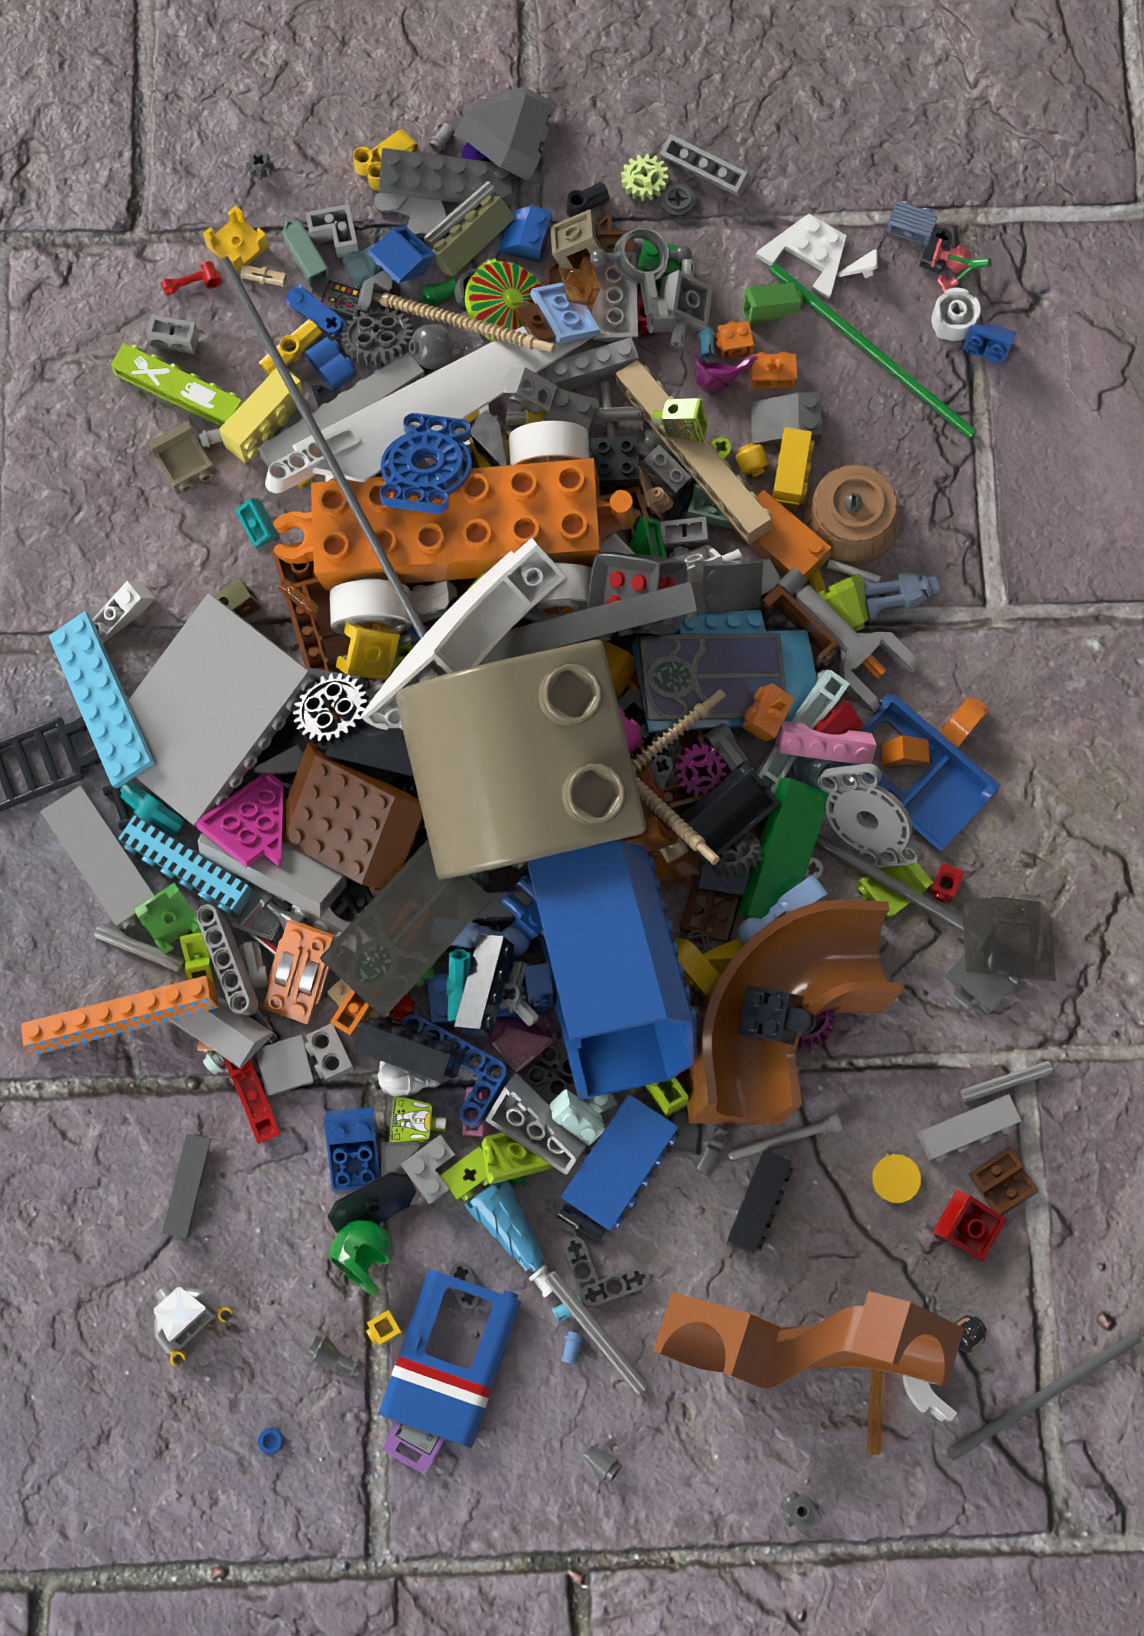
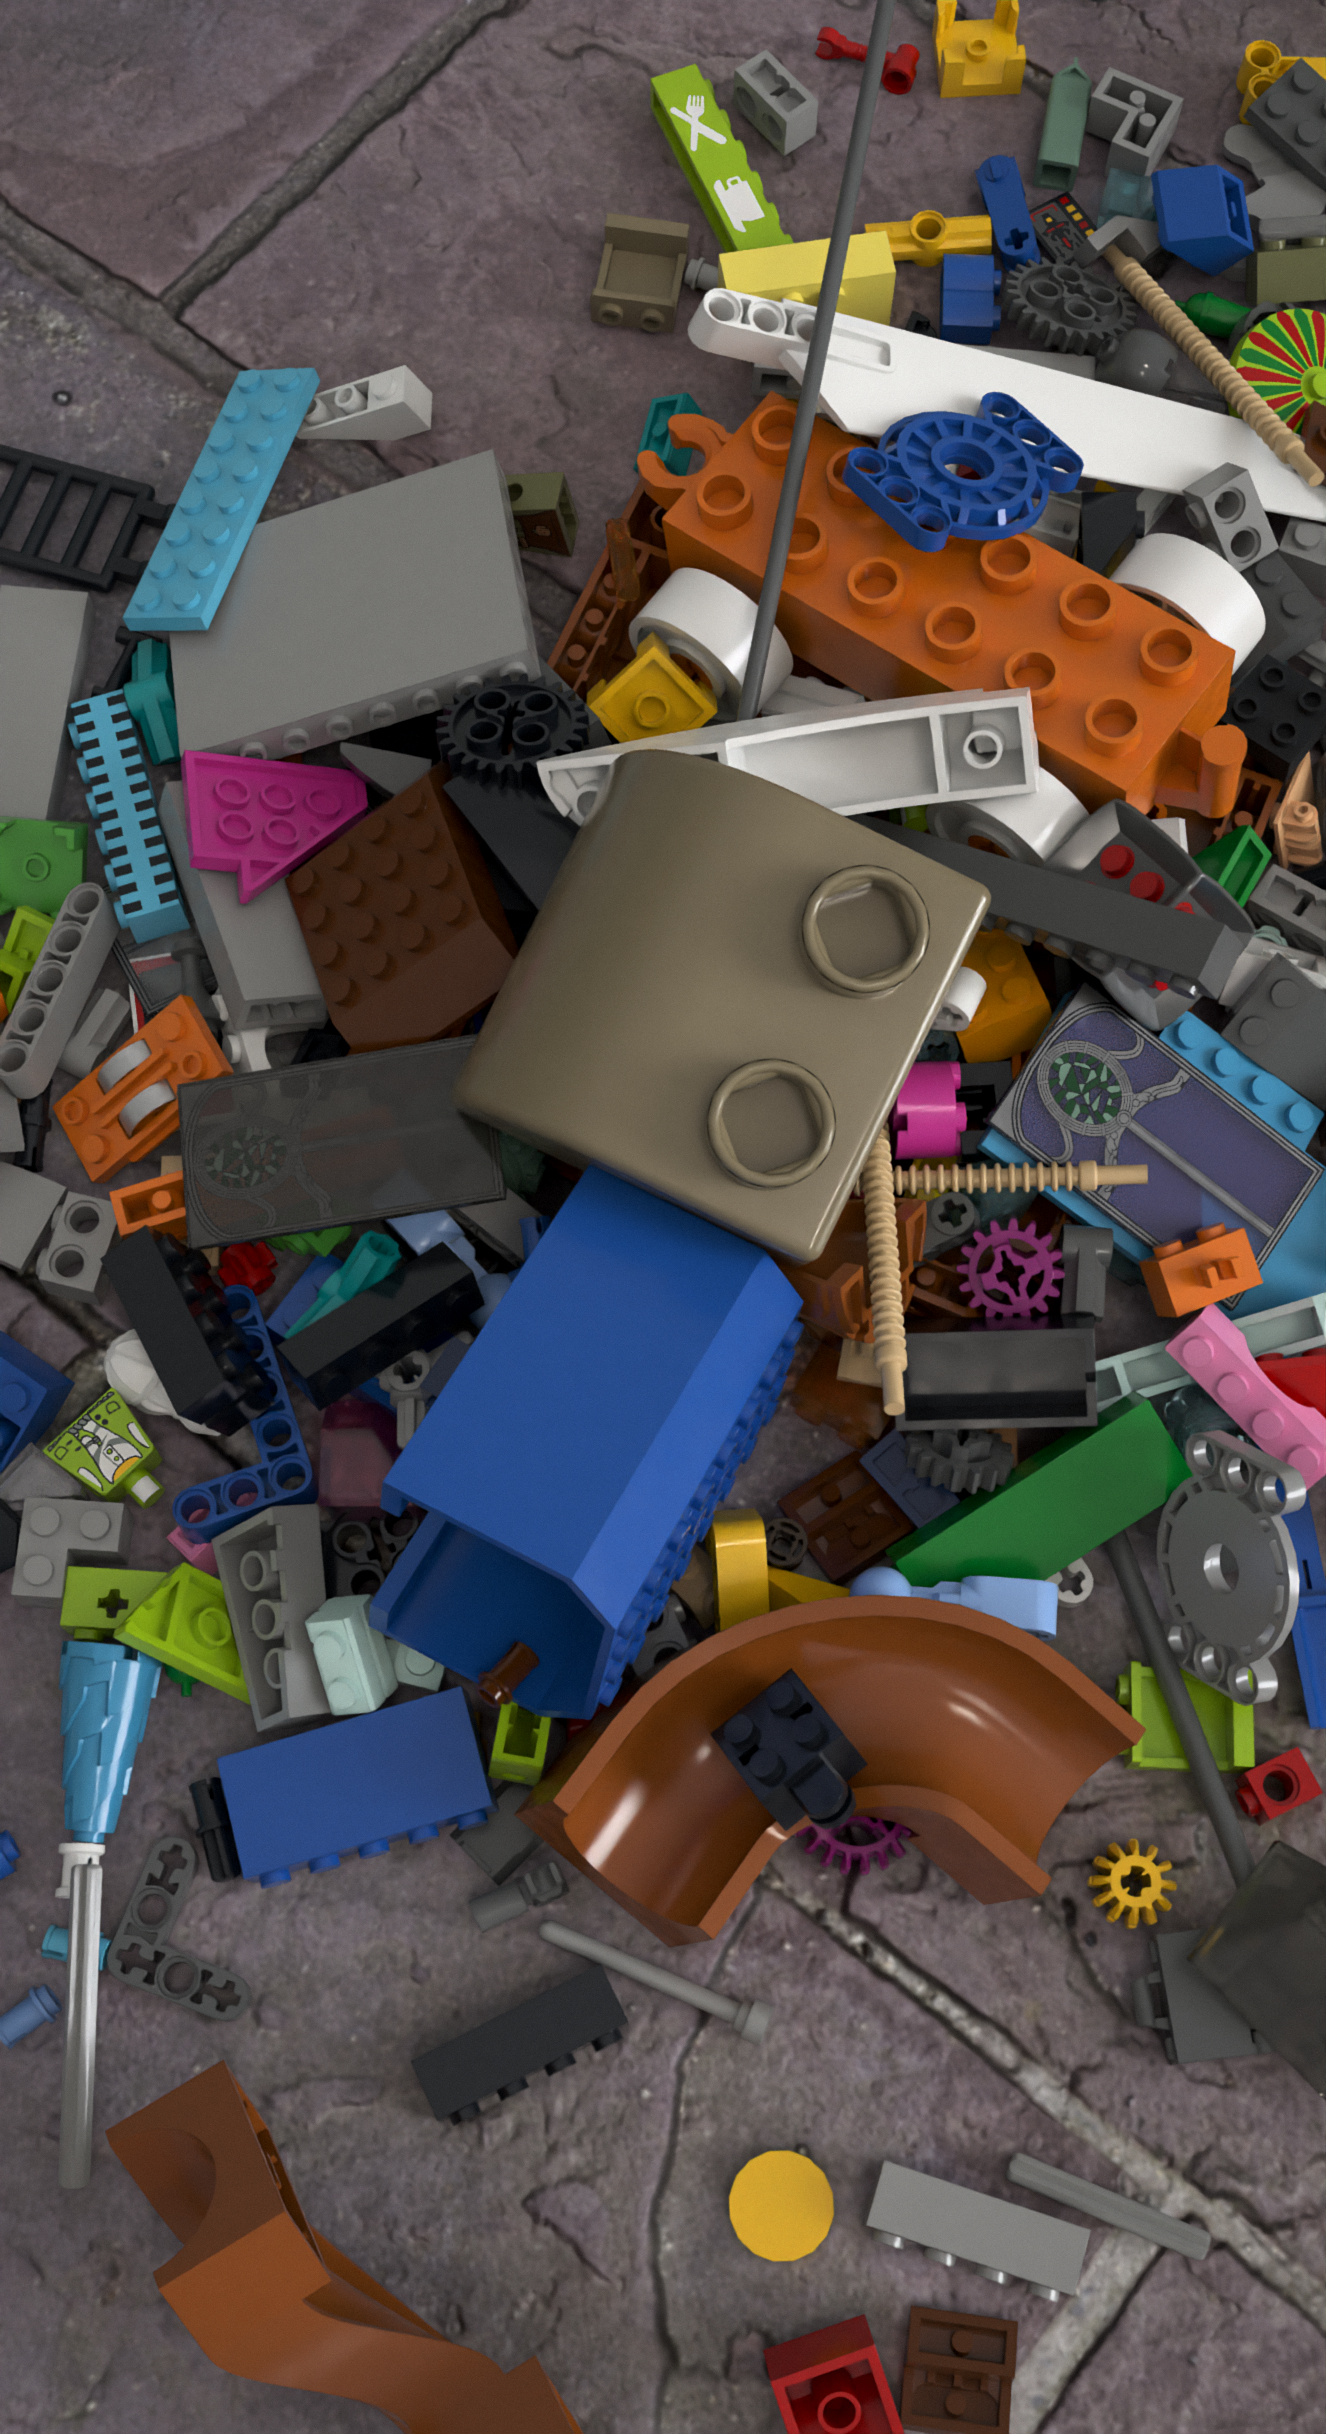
camera: 40 degrees right, 5 degrees down
(249, 272) = (967, 110): tan pin -> none
(647, 1074) = (507, 1674): none -> reddish brown pin
(924, 952) = (1142, 1901): none -> yellow gear

